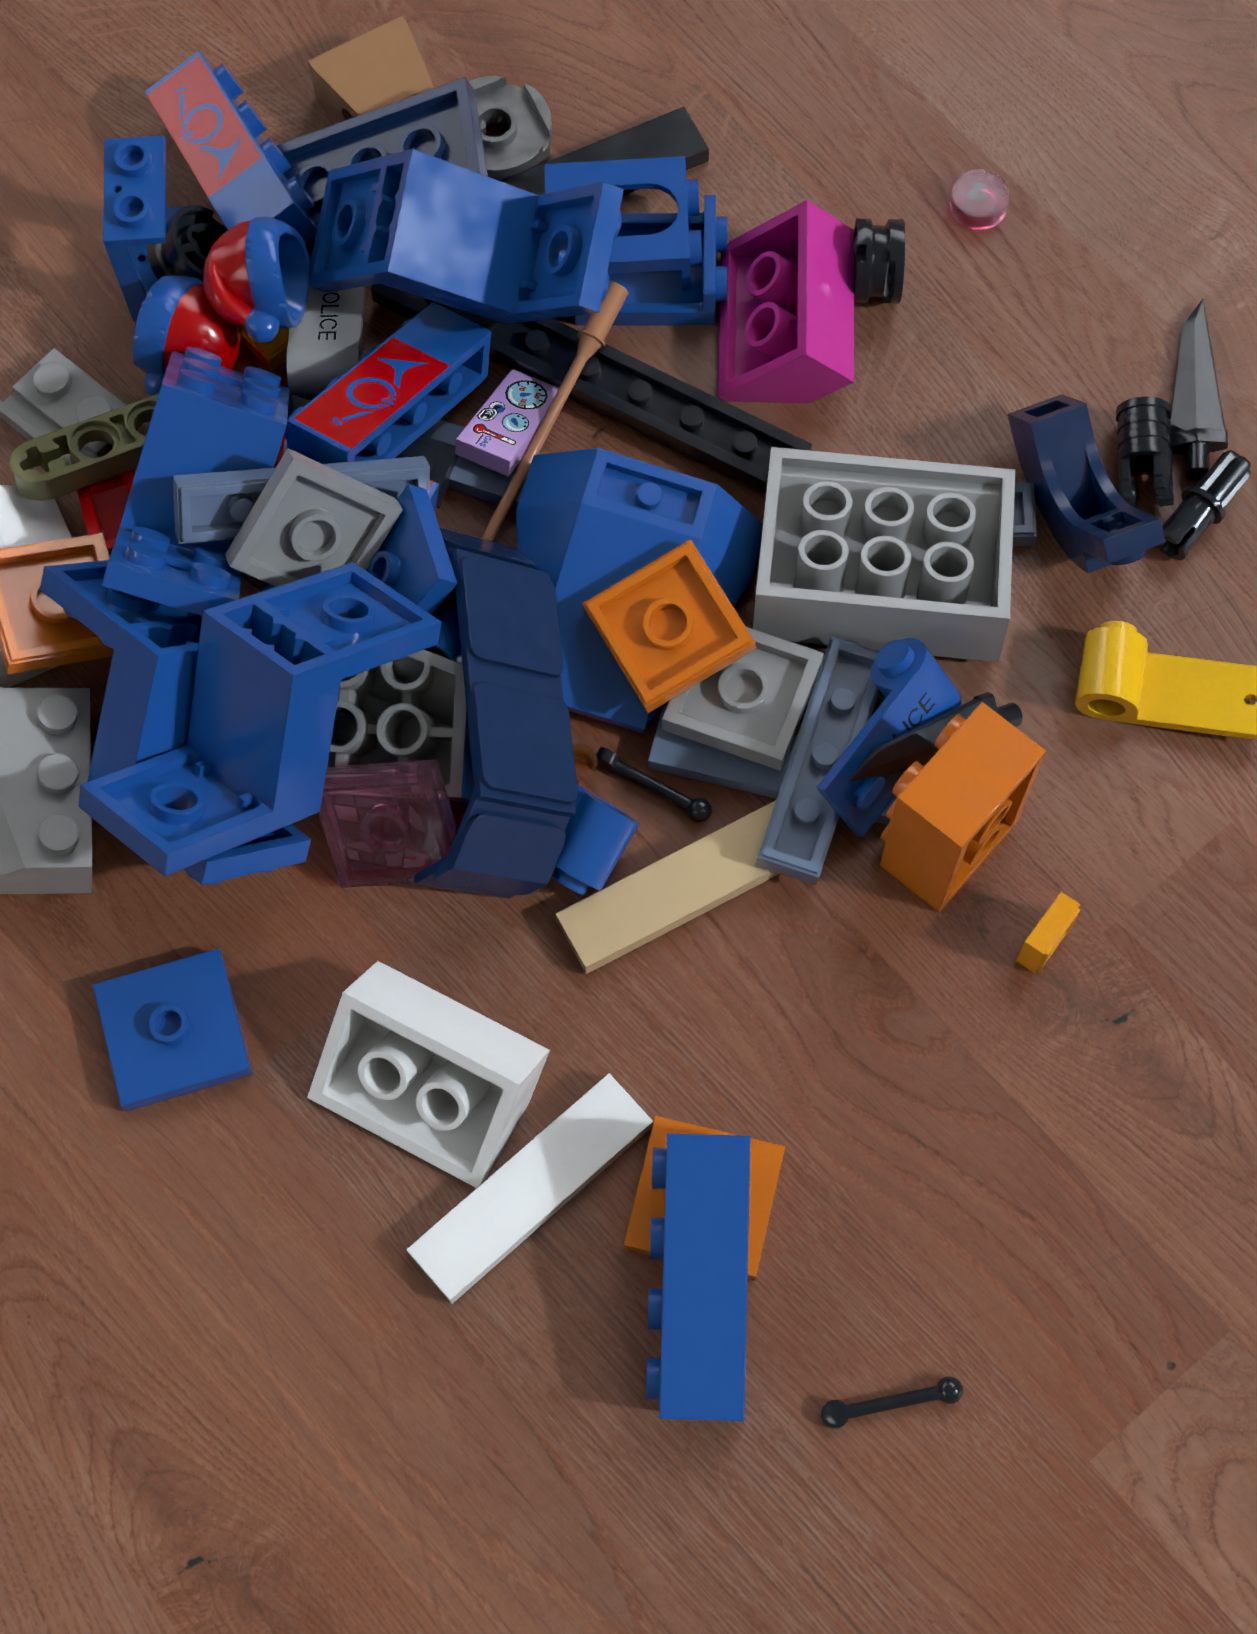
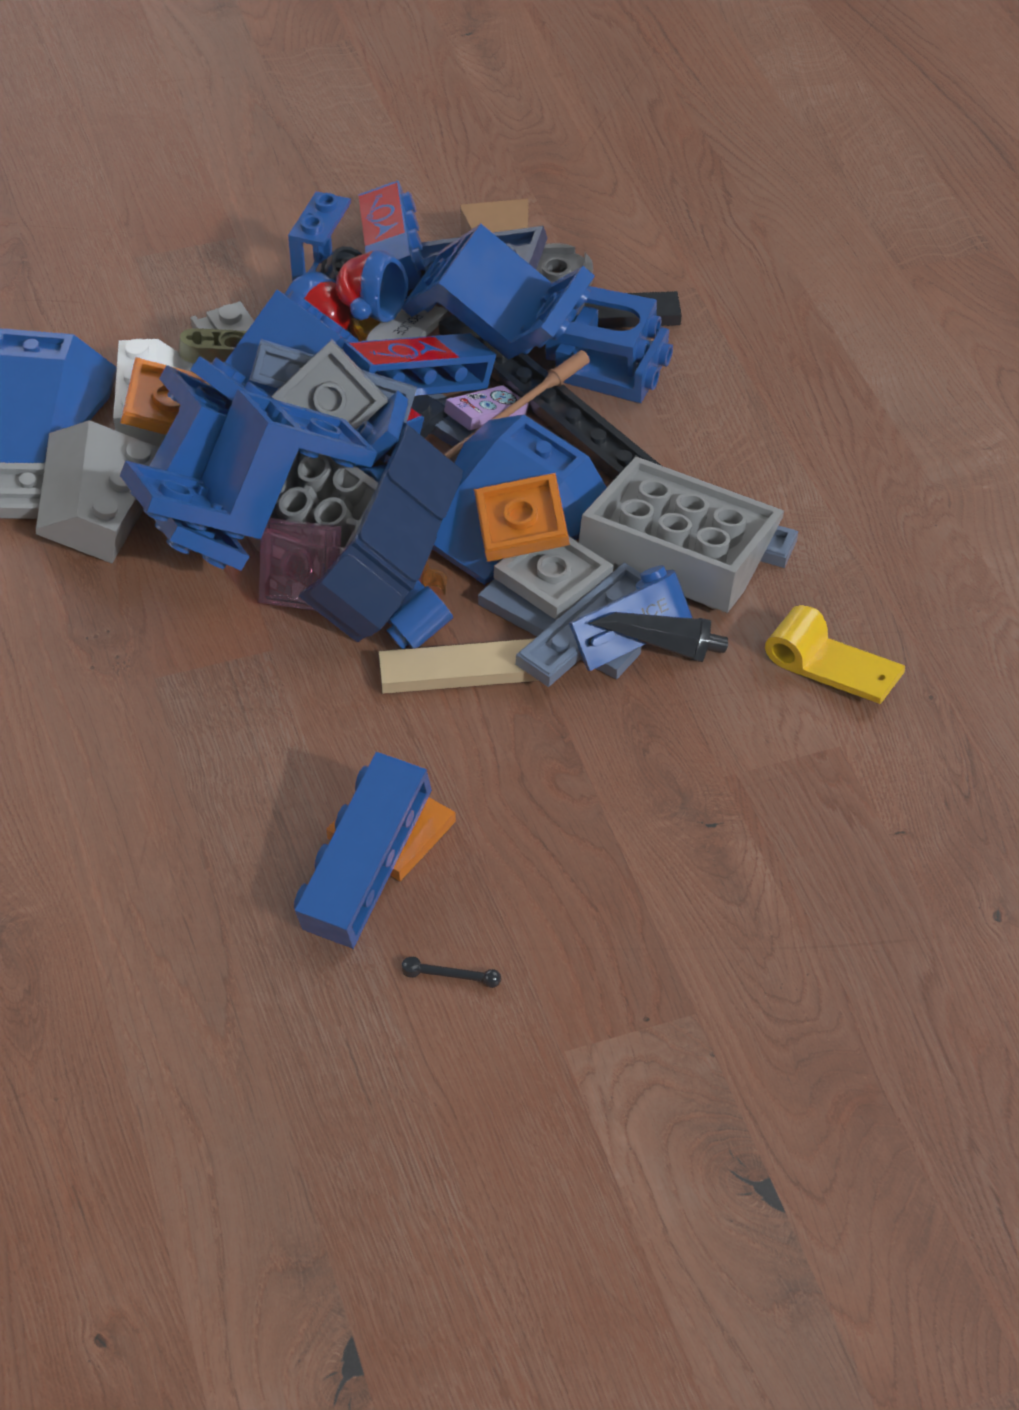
camera: 20 degrees right, 20 degrees down
(172, 1030) = (119, 639): blue plate -> none
(426, 1072) = (255, 702): white slope -> none
(530, 1188) = (281, 785): white tile -> none
(697, 809) = (497, 631): black hinge -> none
(788, 309) = (689, 401): dark pink slope -> none
(879, 260) = (755, 391): black wheel -> none
(958, 804) = (651, 655): orange brick -> none
(979, 199) = (840, 386): clear pink tile -> none
(1048, 933) = (682, 755): light orange tile -> none
(1074, 490) = (821, 532): dark blue arch -> none
(1144, 448) = (878, 534): black hinge -> none
(1196, 403) = (927, 526): black bar -> none
(1204, 504) = (903, 572): black axle -> none

